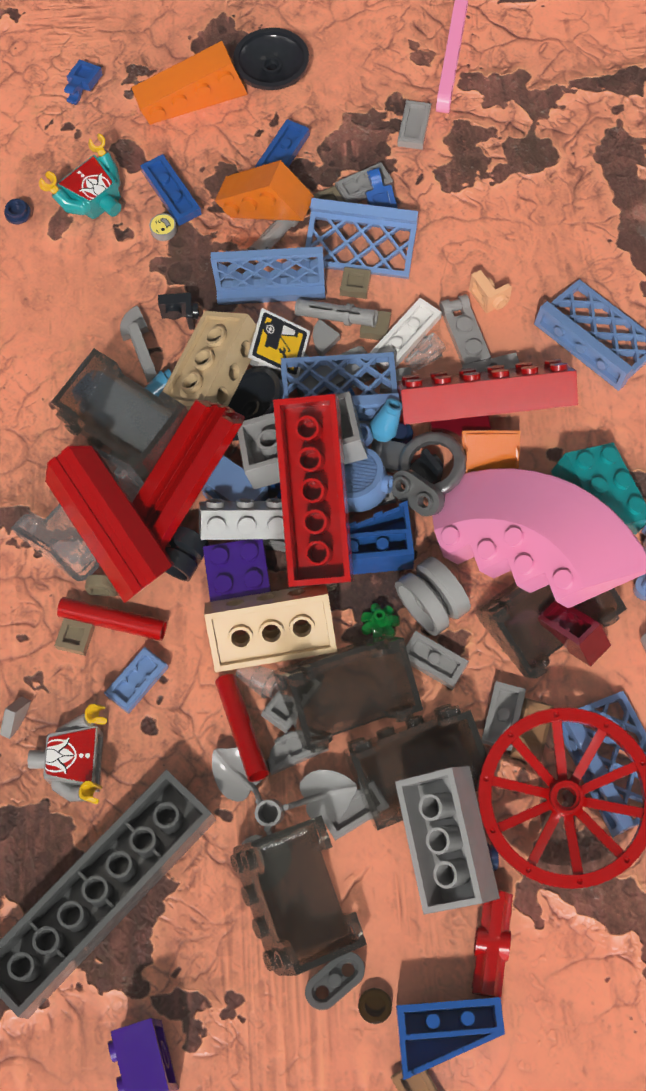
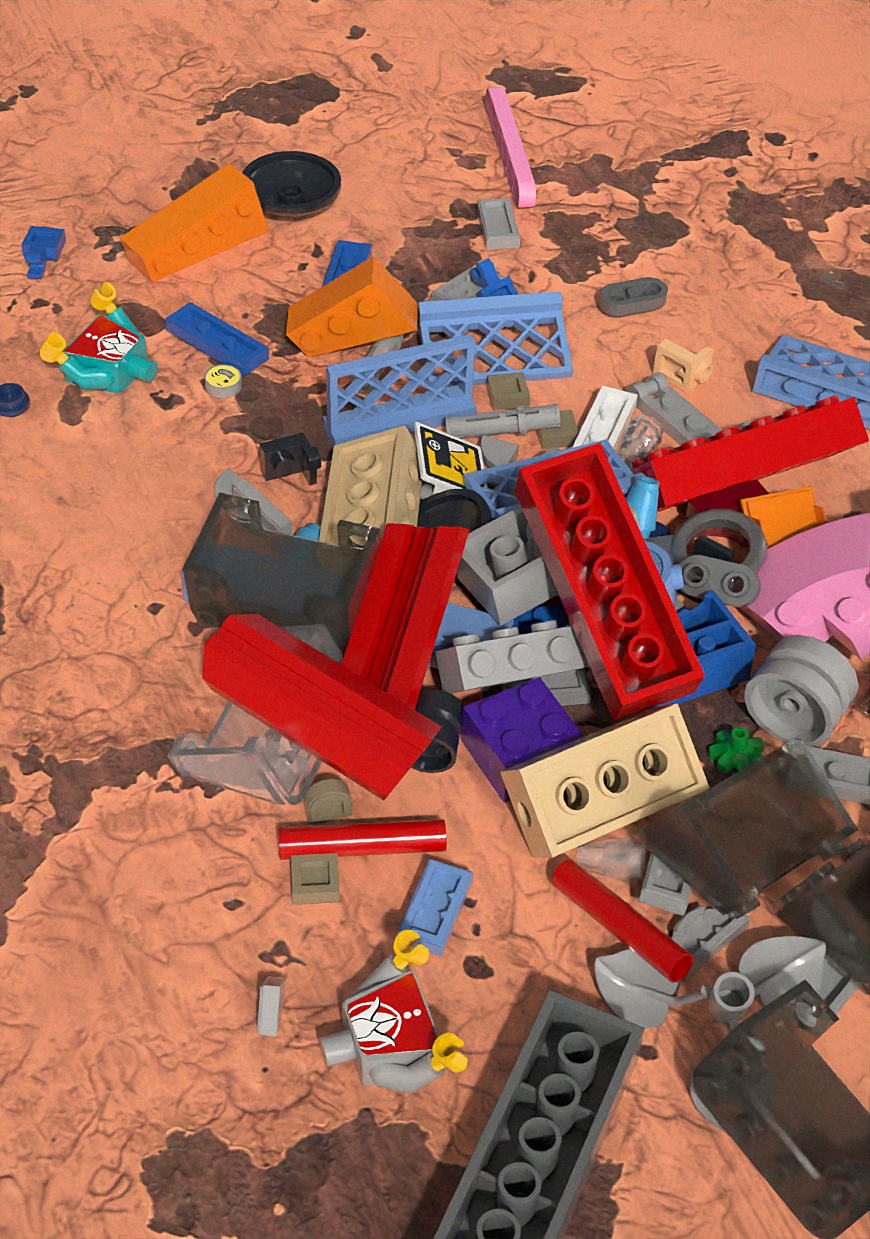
camera: 25 degrees left, 20 degrees down
(481, 218) = (633, 296): none -> dark grey plate

